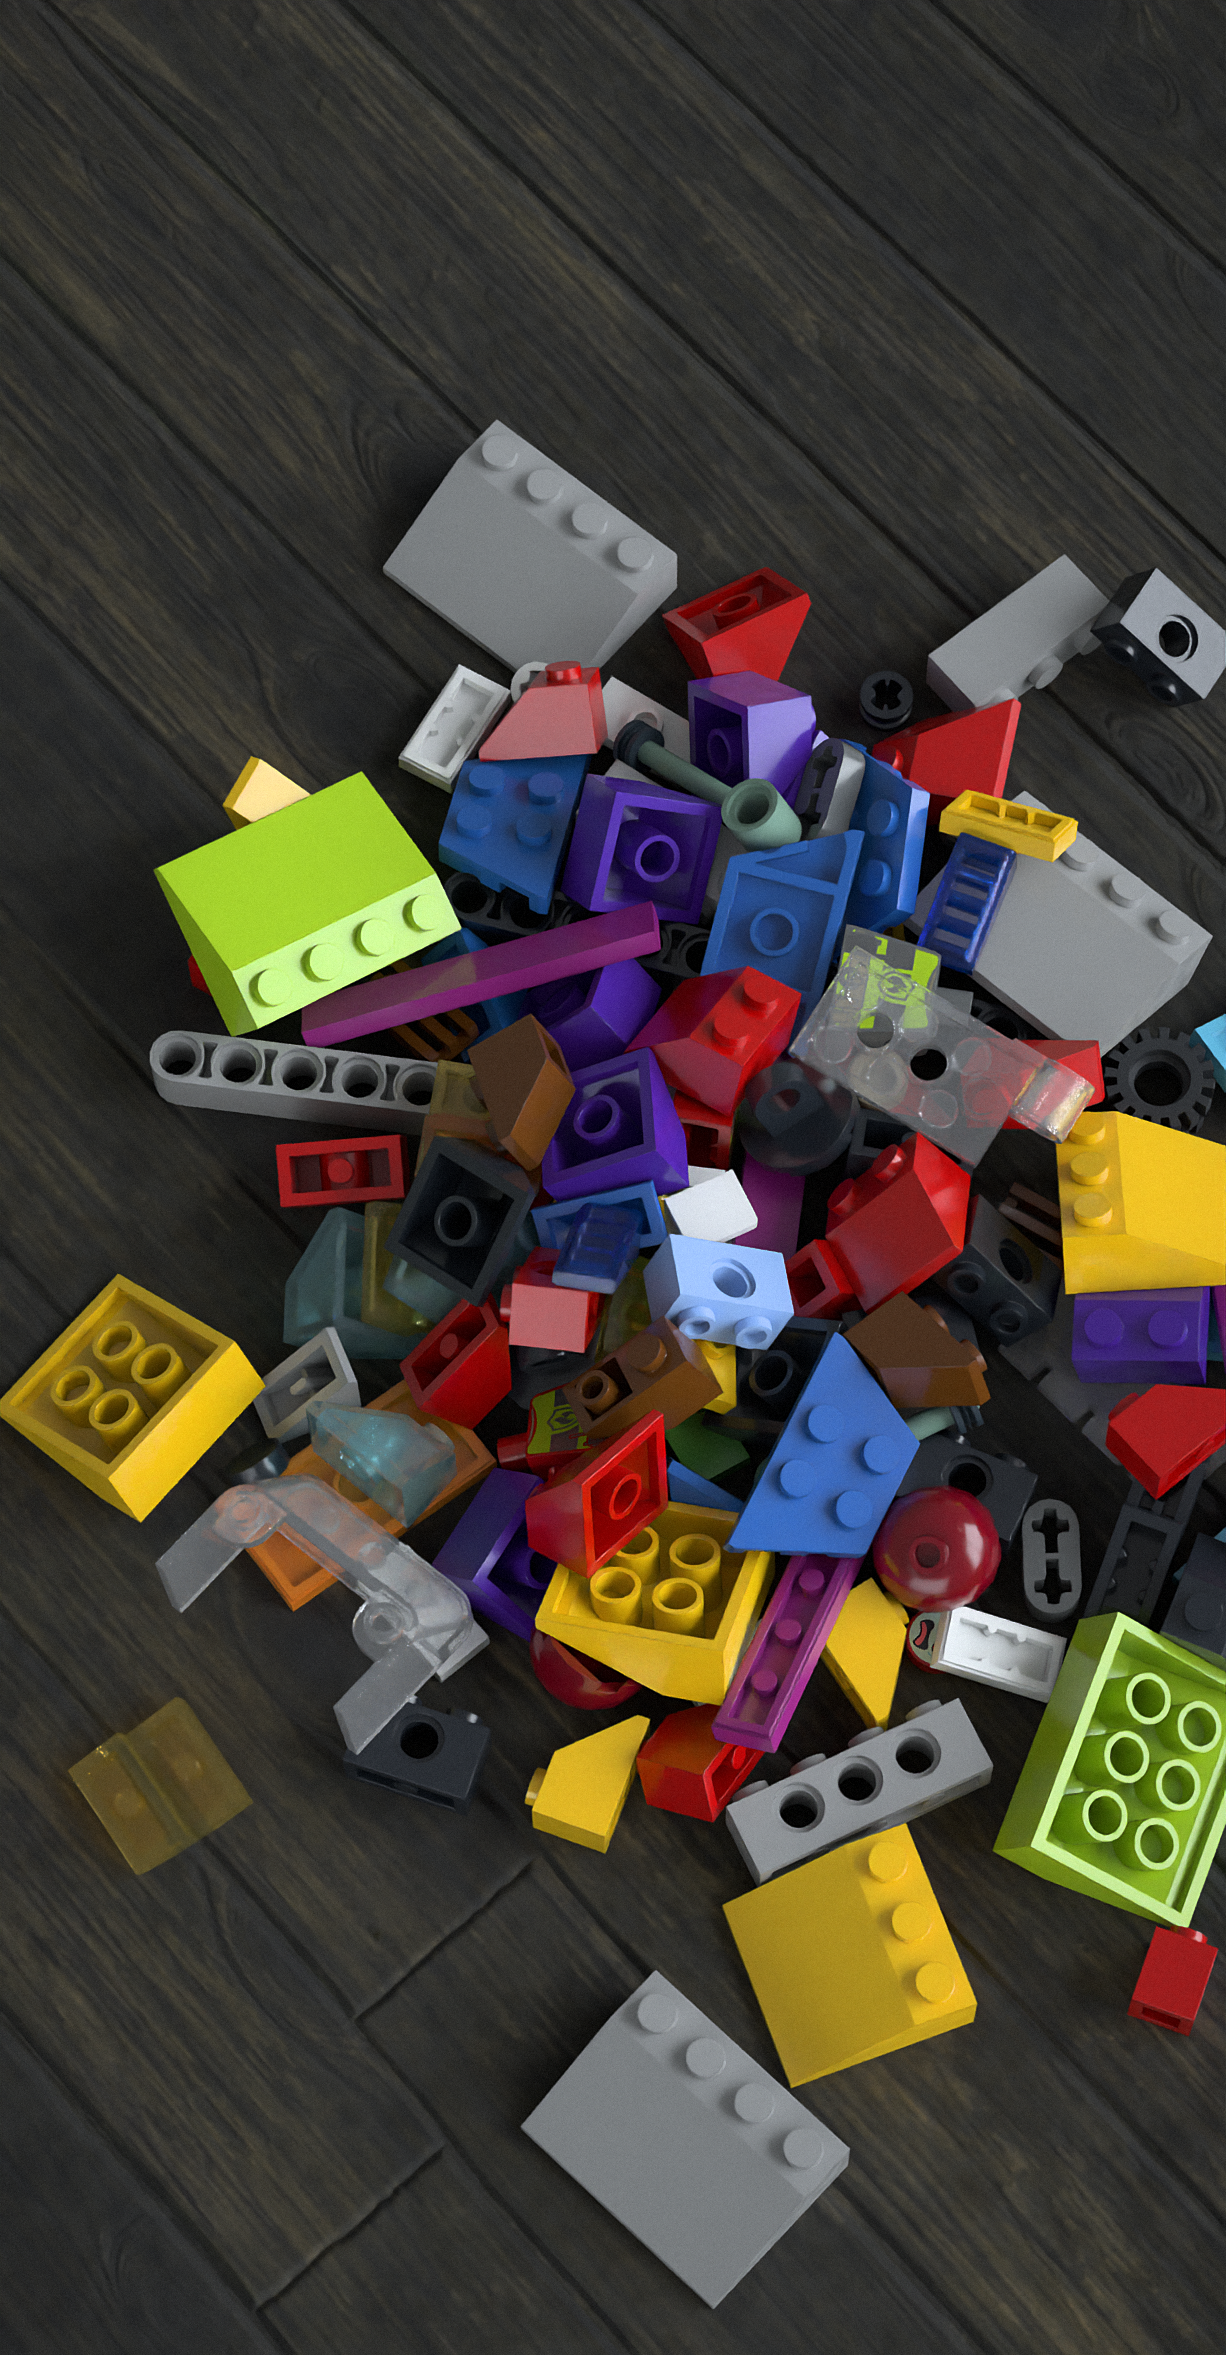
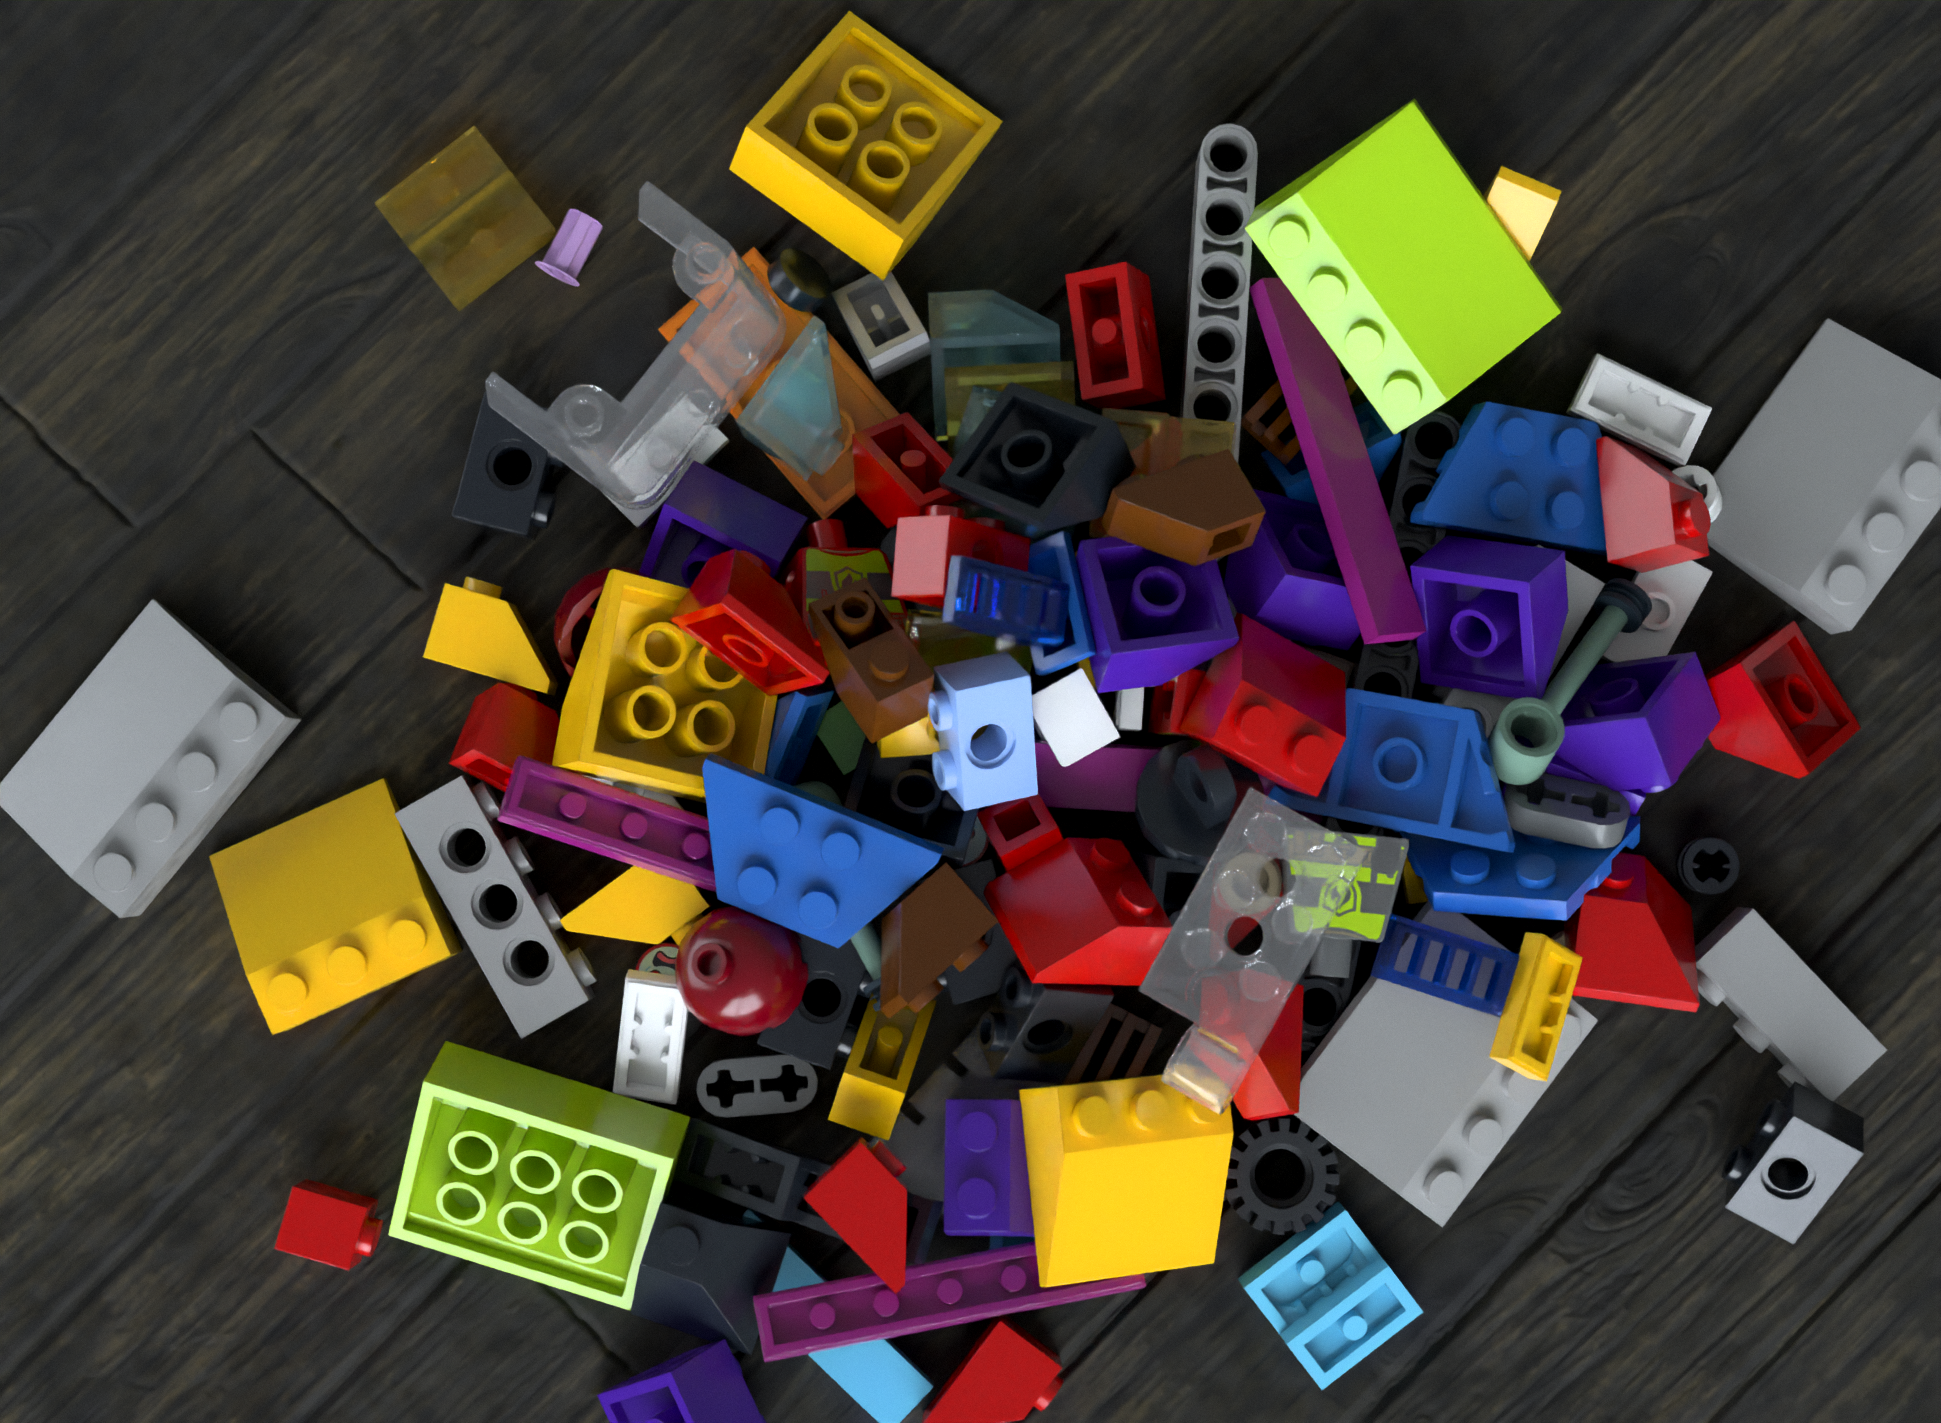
camera: 80 degrees right, 20 degrees up
(201, 1684) = (571, 247): none -> lavender piece
(1043, 1431) = (880, 1069): none -> yellow slope

